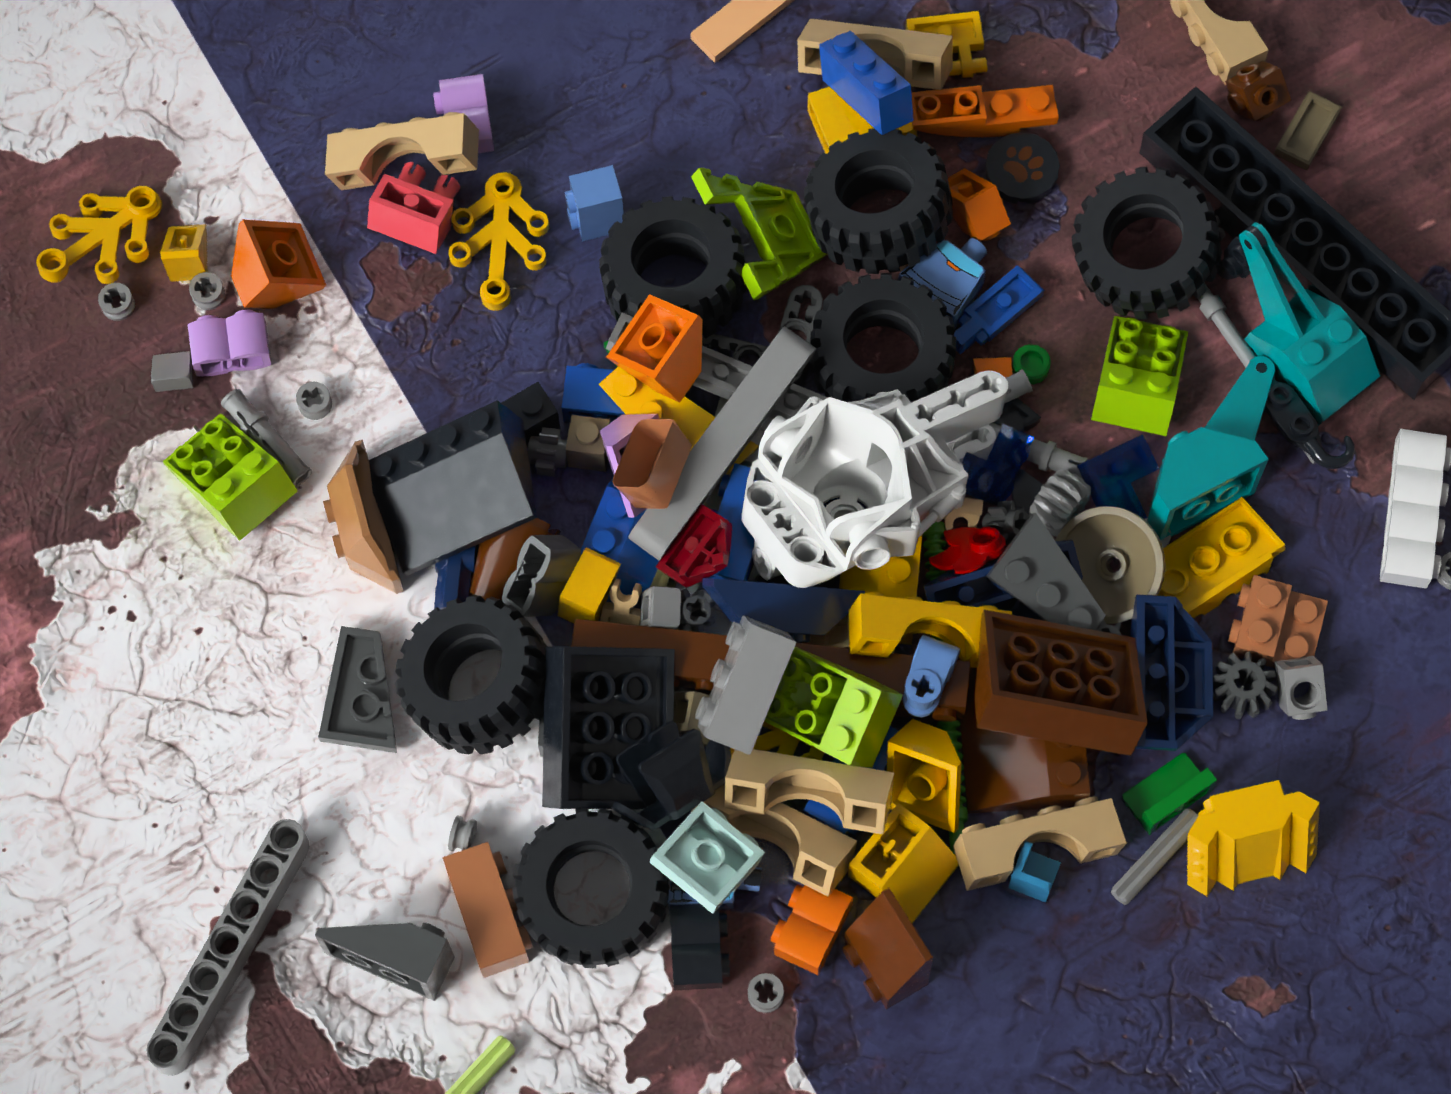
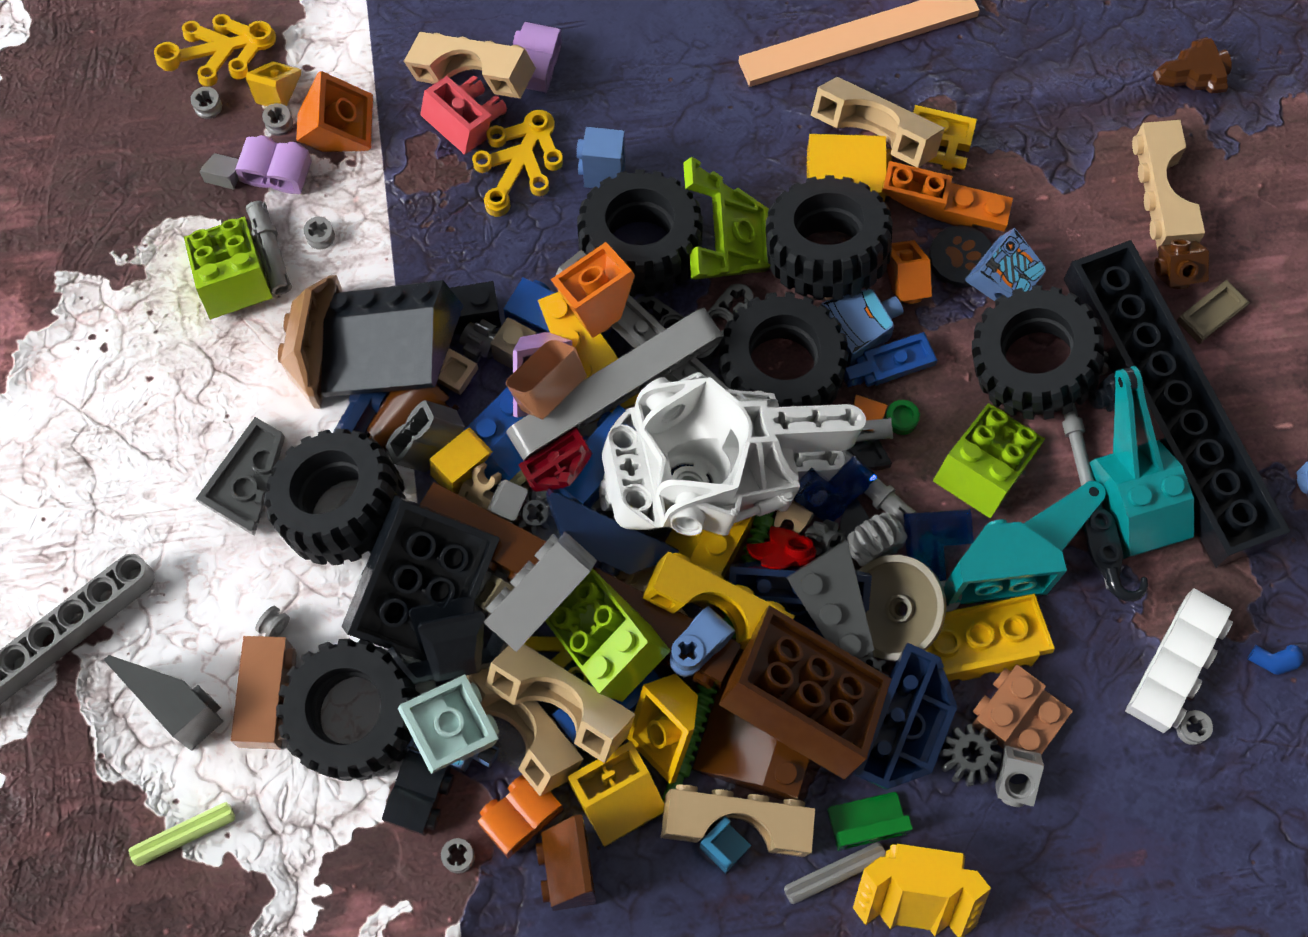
camera: 20 degrees right, 0 degrees up
(545, 494) = (456, 372): none -> tan tile
(866, 82) = (857, 139): blue brick -> none
(1077, 164) = (1006, 267): none -> torso

